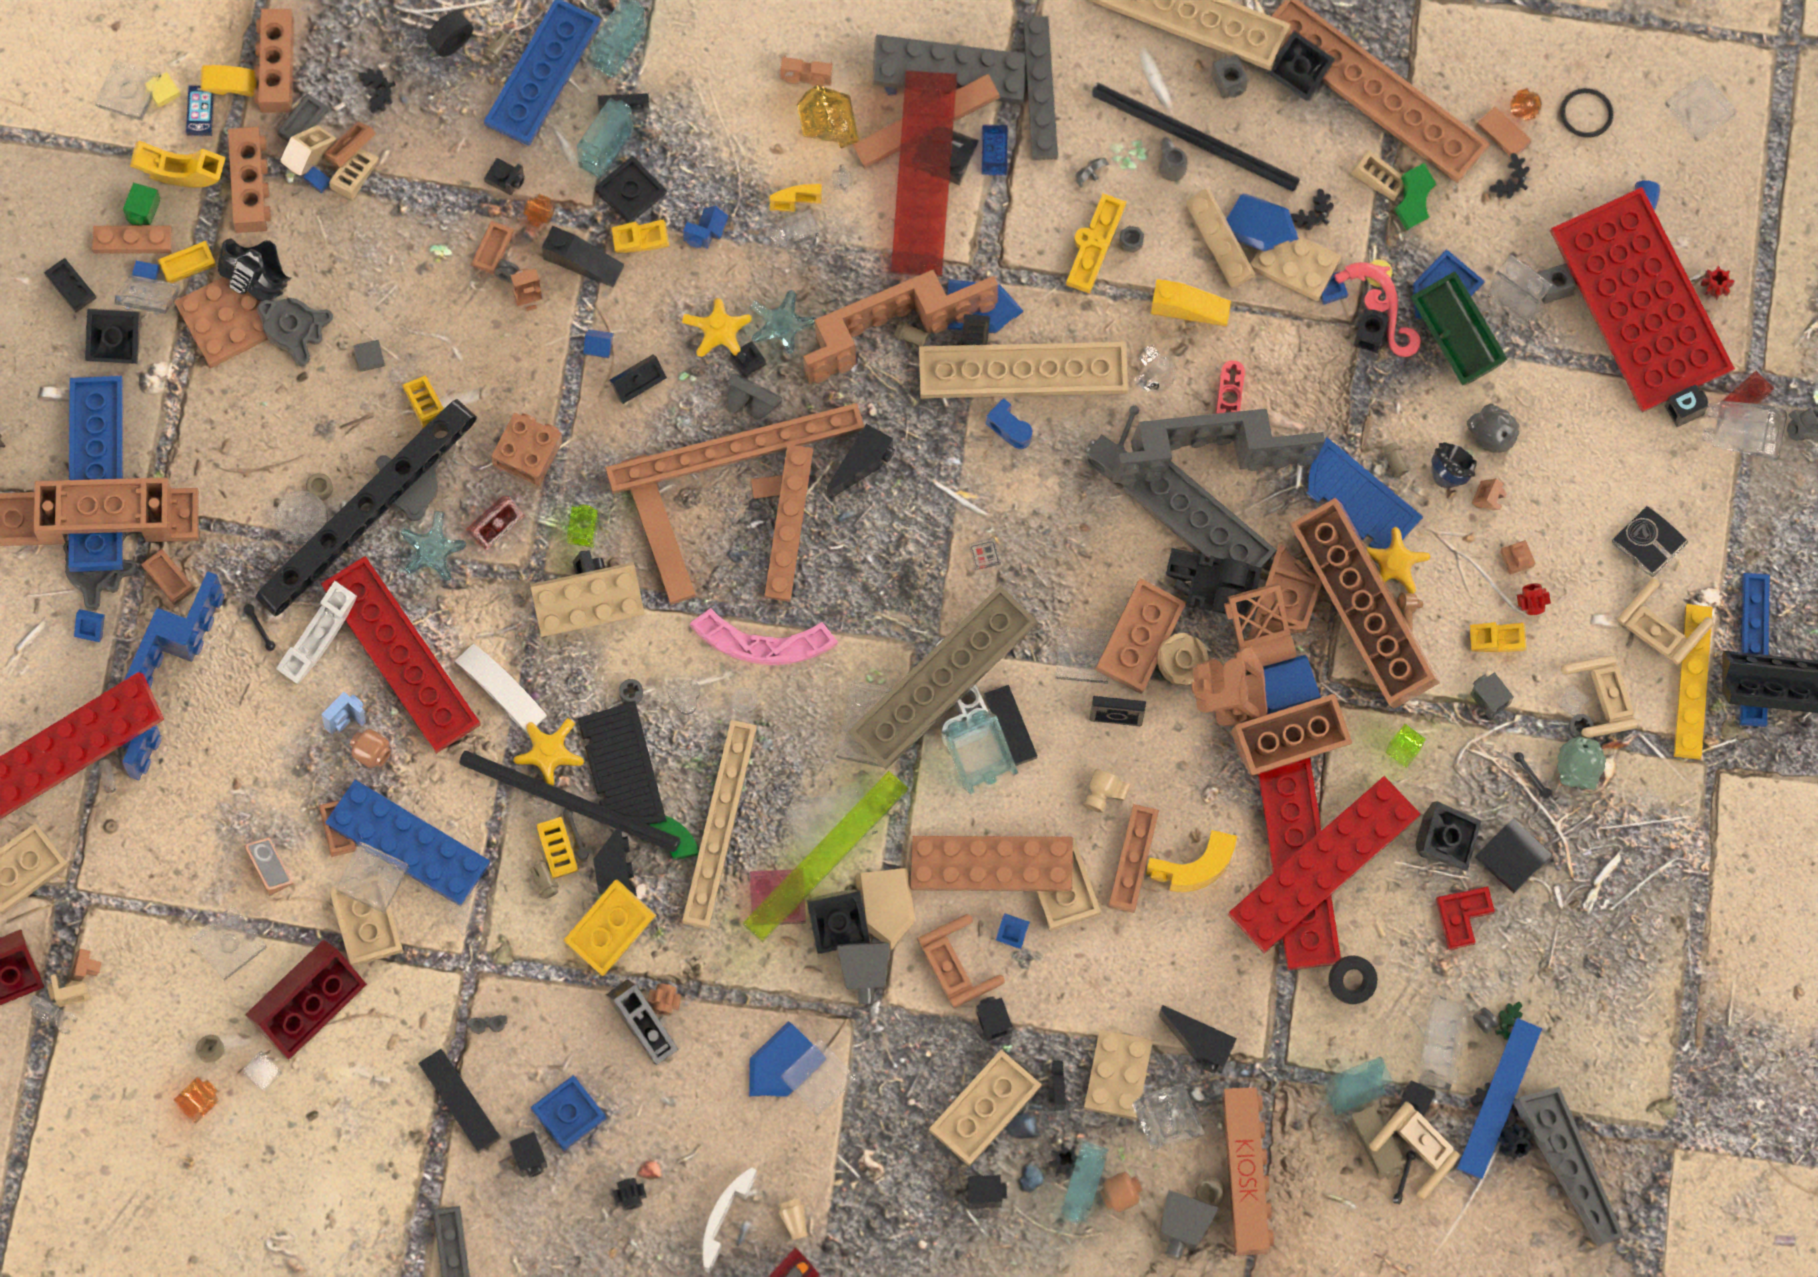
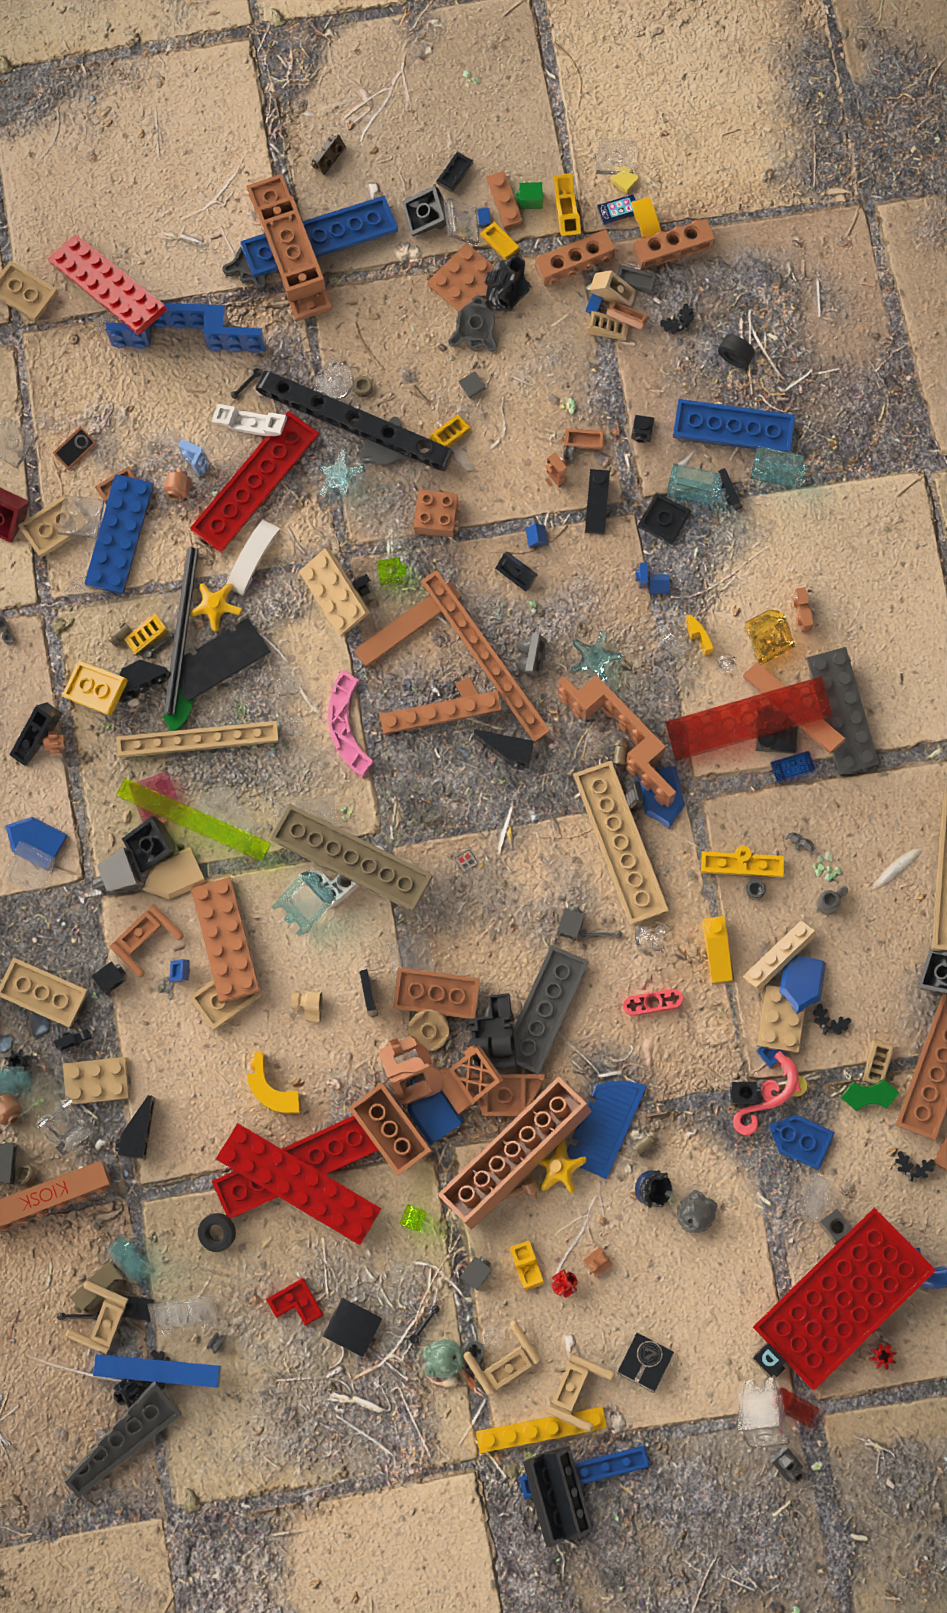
camera: 80 degrees right, 5 degrees up
(89, 625) = (208, 272): blue plate -> none
(168, 577) = (263, 311): nougat tile -> none
(495, 522) = (375, 512): clear red slope -> none
(496, 47) = (741, 388): dark tan pin -> none
(539, 210) = (622, 459): clear orange gear -> none
(624, 688) = (276, 652): dark grey bush -> none
(639, 238) = (629, 537): yellow slope -> none
(718, 328) = (576, 614): yellow animal -> none
(748, 359) = (560, 643): black tile -> none
(1003, 705) = (338, 921): black tile -> none
(1007, 426) = (568, 851): blue leg -> none
(1040, 88) = (856, 784): dark grey plate -> none
(1133, 858) = (262, 1041): nougat plate -> none
(1195, 137) = (858, 912): black axle -> none
(1229, 67) = (923, 916): dark grey brick -> none
(1248, 430) = (611, 1031): dark grey bracket -> none
(1447, 835) = (351, 1272): black slope -> none
(1459, 328) = (765, 1159): dark green container -> none
(1488, 493) = (640, 1223): nougat tile -> none
(1507, 1020) = (224, 1360): dark green animal -> none

